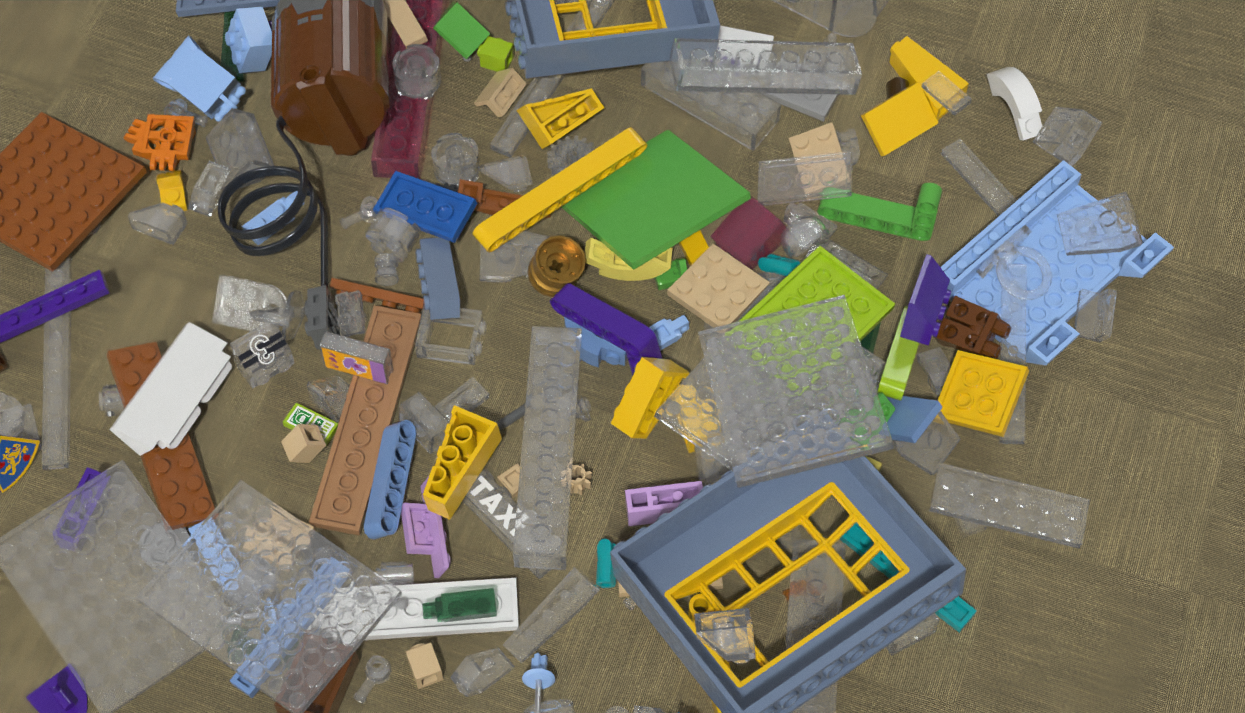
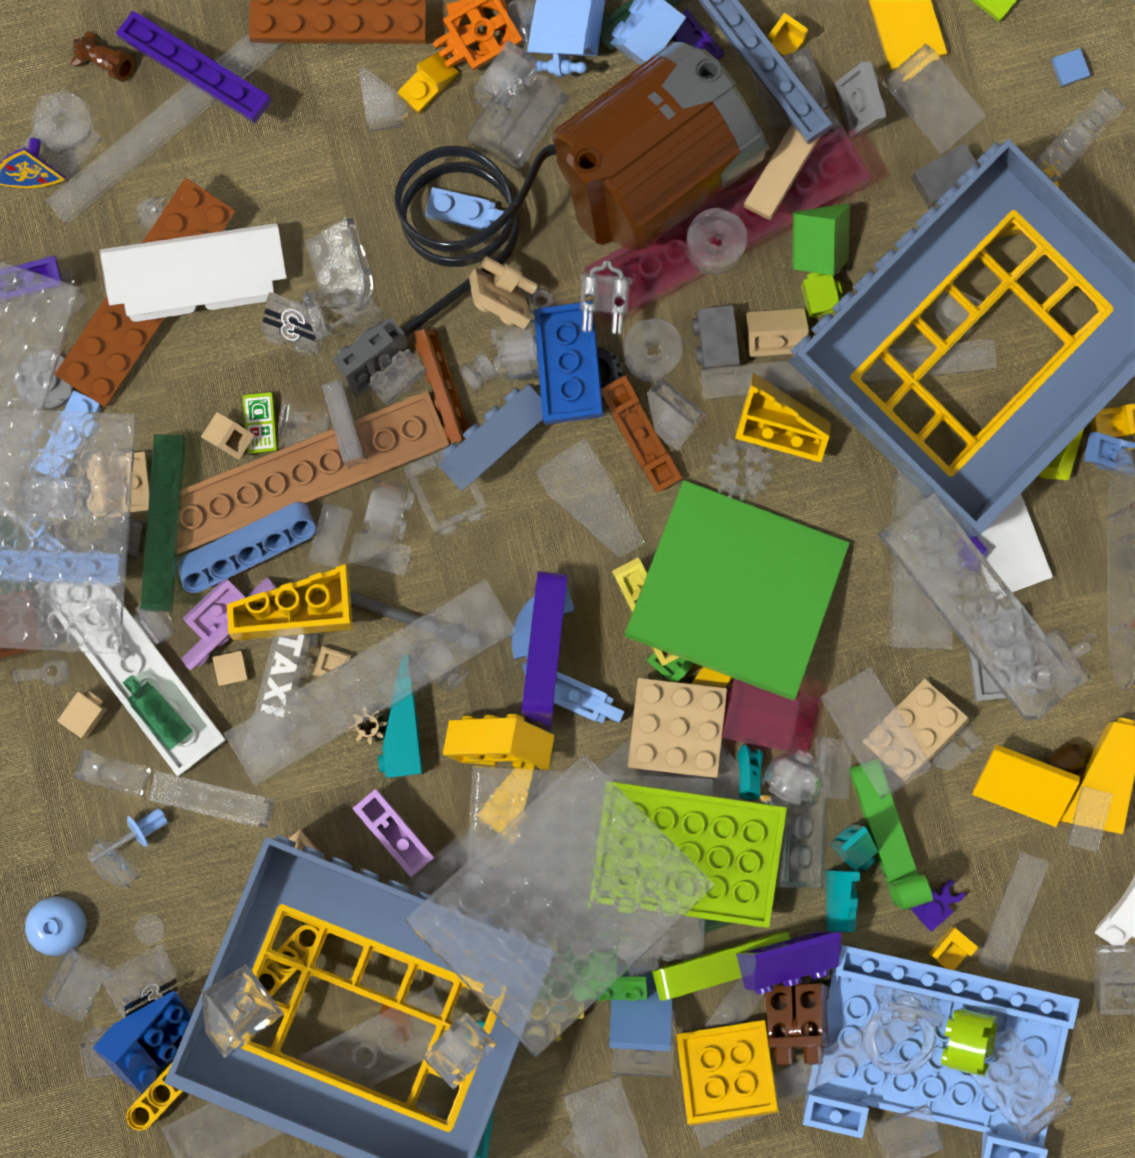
camera: 60 degrees right, 25 degrees up
(209, 188) = (449, 122): clear slope -> none
(210, 134) = (505, 79): none -> clear slope
(331, 520) = (163, 523): none -> clear green plate
(344, 215) = (499, 292): none -> tan plate
(399, 154) = (605, 291): none -> clear piece
(436, 373) = (386, 511): none -> clear brick
(467, 547) = (230, 668): none -> tan tile
(476, 122) = (716, 337): none -> flat silver brick
(559, 189) = (680, 490): yellow beam -> none
(560, 255) = (590, 564): pearl gold wheel -> none
(605, 575) = (299, 815): teal bar -> none
(607, 465) = (401, 742): none -> teal slope
(855, 493) = (459, 1050): none -> clear brick
(872, 231) = (855, 847): none -> teal slope
(901, 259) = (841, 900): none -> teal slope
(947, 219) = (936, 911): none -> dark purple plate
(979, 217) = (952, 949): none -> yellow panel
(1053, 231) = (970, 1041): none -> lime brick

